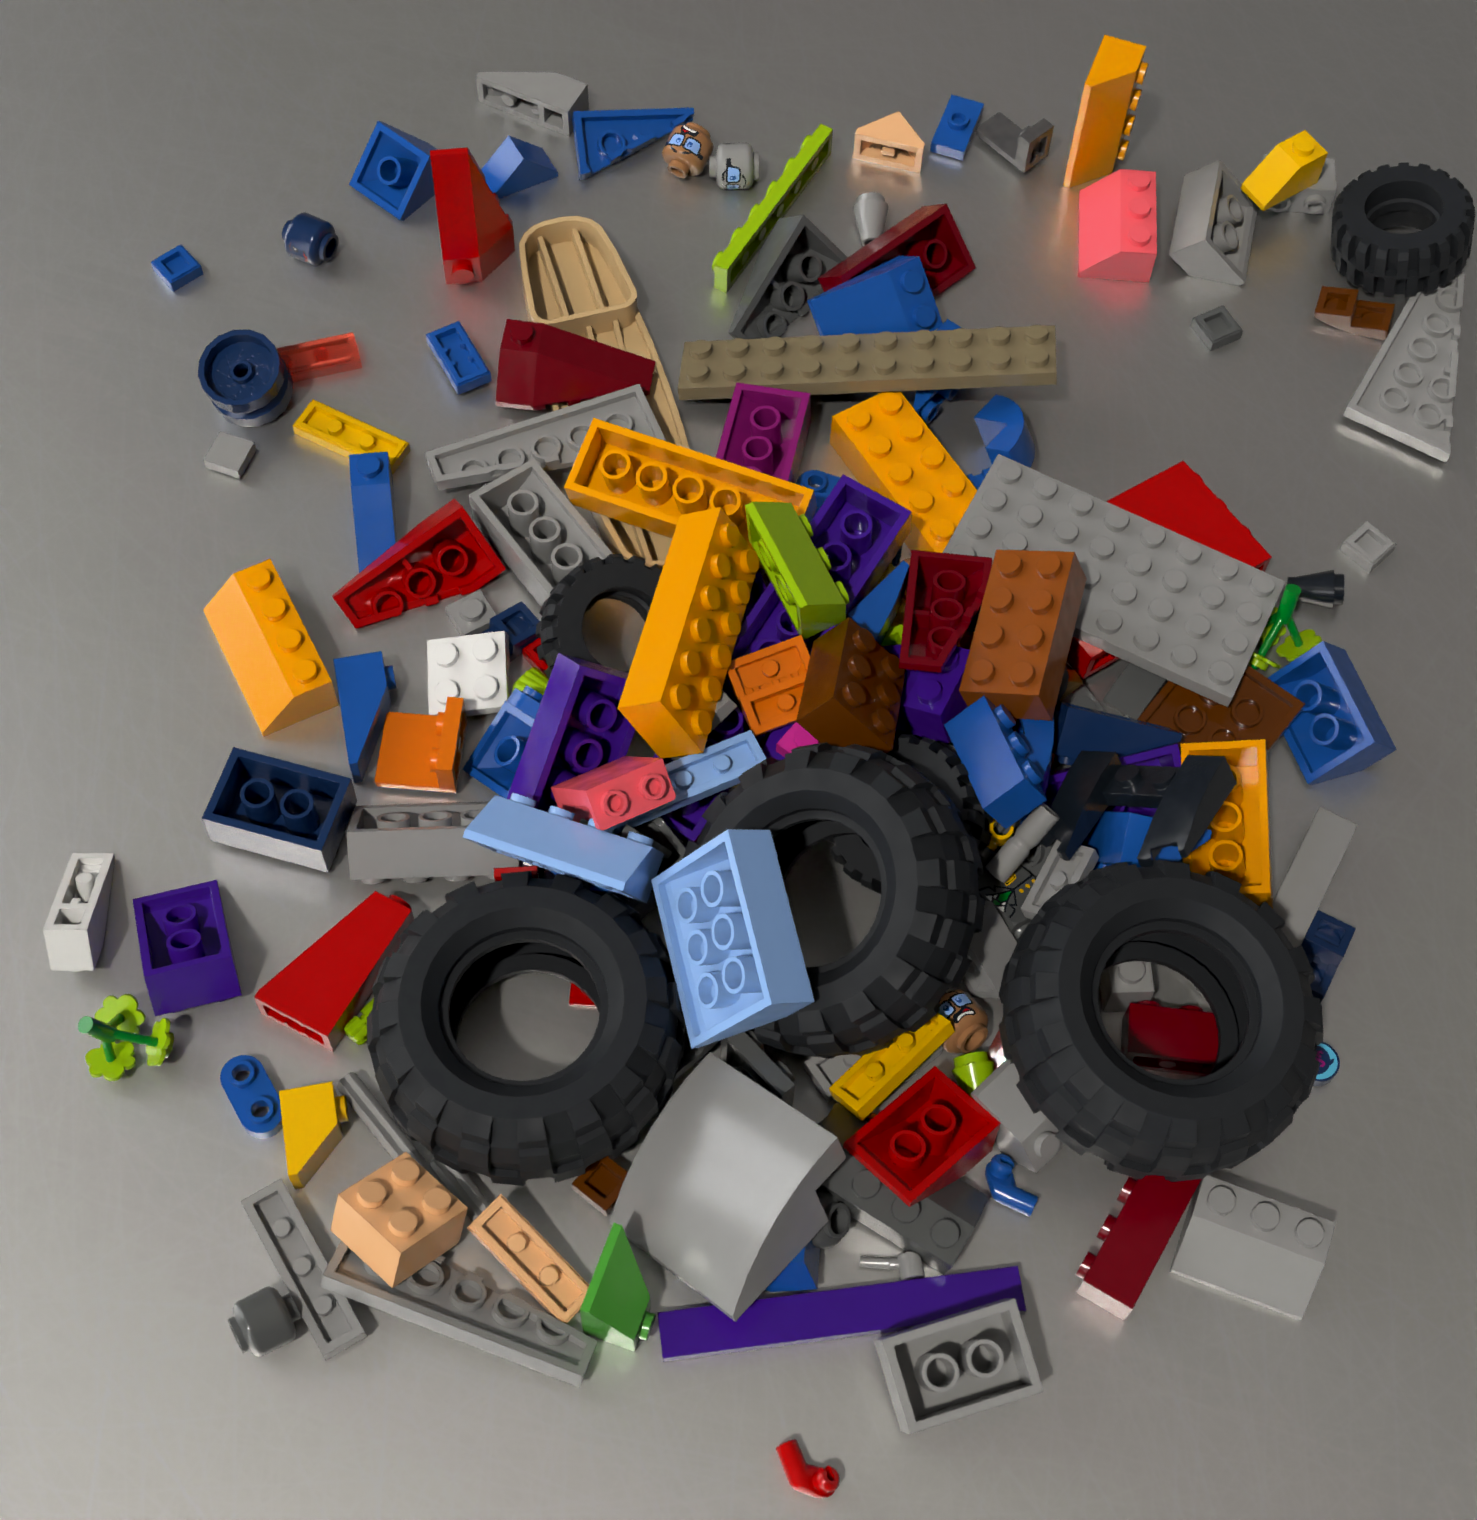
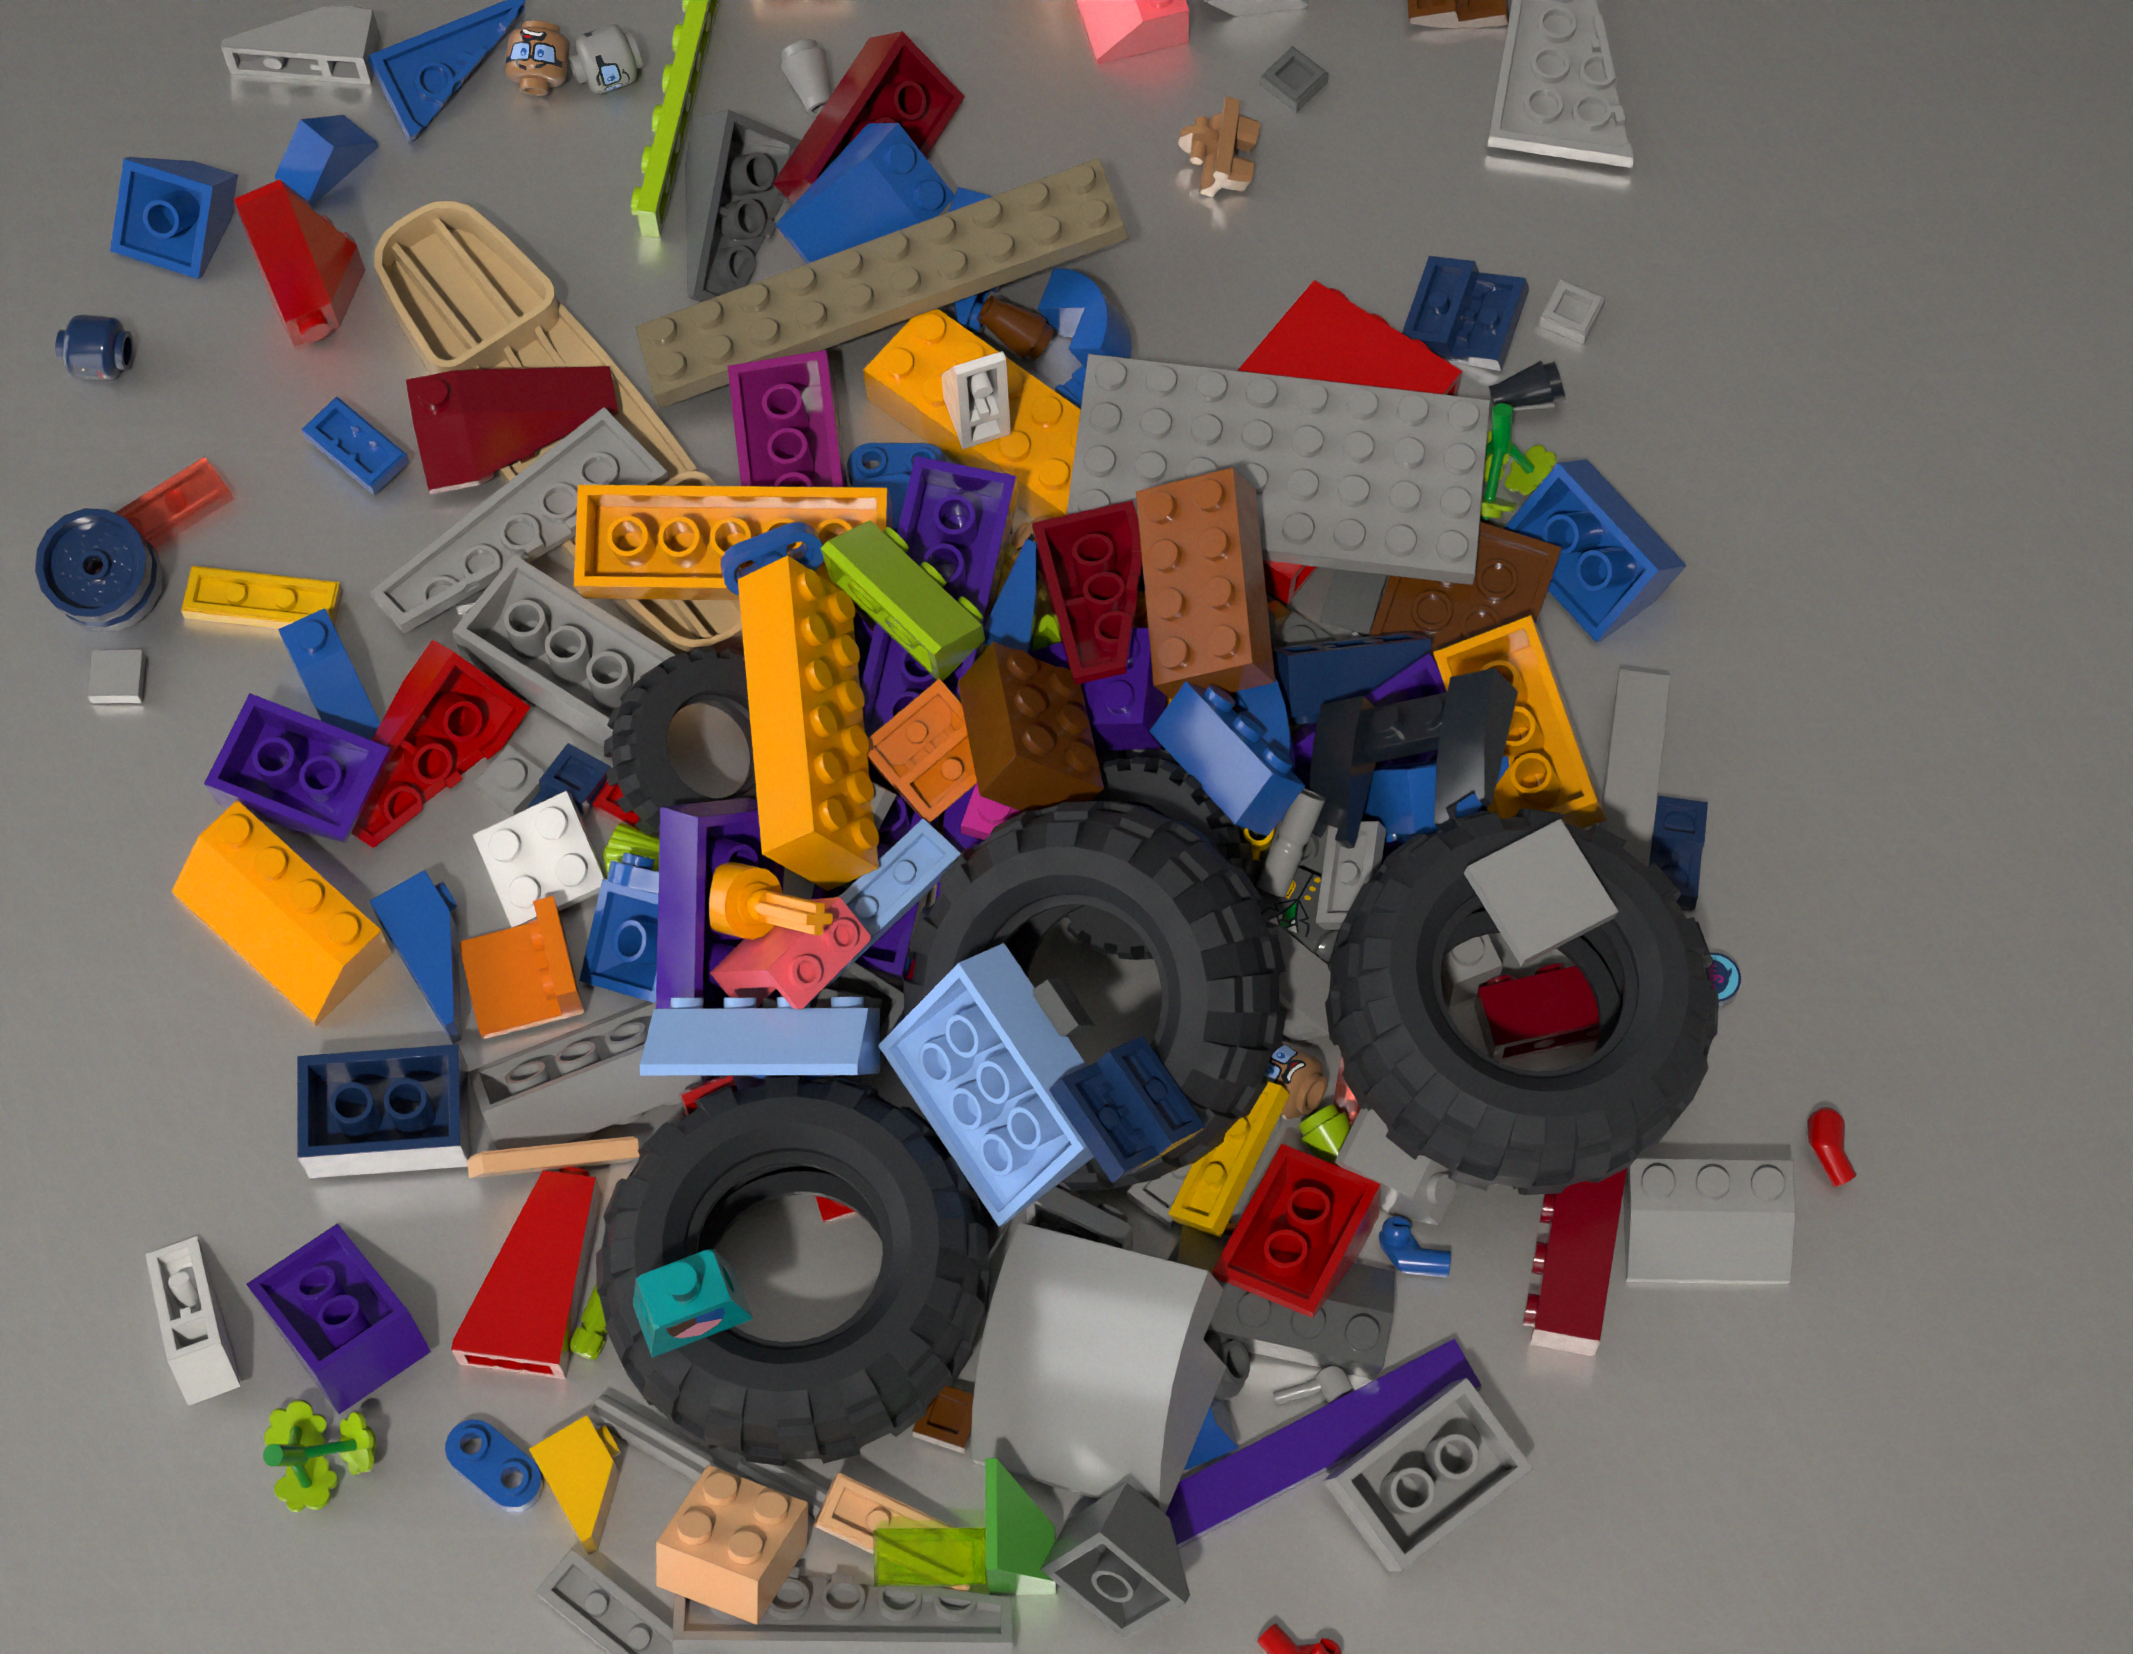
camera: 15 degrees left, 5 degrees up
(319, 552) = (296, 770): none -> dark purple slope
(383, 882) = (552, 1157): none -> light nougat tile
(426, 1015) = (688, 1301): none -> teal torso
(543, 1285) = (929, 1557): none -> clear neon green tile
(599, 743) = (751, 902): none -> light orange piece
(688, 1343) = (1120, 1561): none -> dark grey slope
(712, 499) = (769, 548): none -> blue plate
(796, 893) = (1062, 1008): none -> dark grey tile
(817, 987) = (1127, 1108): none -> dark blue slope
(905, 452) = (978, 399): none -> white slope
(954, 426) = (1018, 329): none -> reddish brown cone
(1143, 351) = (1213, 144): none -> medium nougat hips
(1203, 934) = (1540, 892): none -> light grey tile
(1289, 522) = (1466, 312): none -> dark blue slope
(1368, 1217) = (1827, 1140): none -> red arm

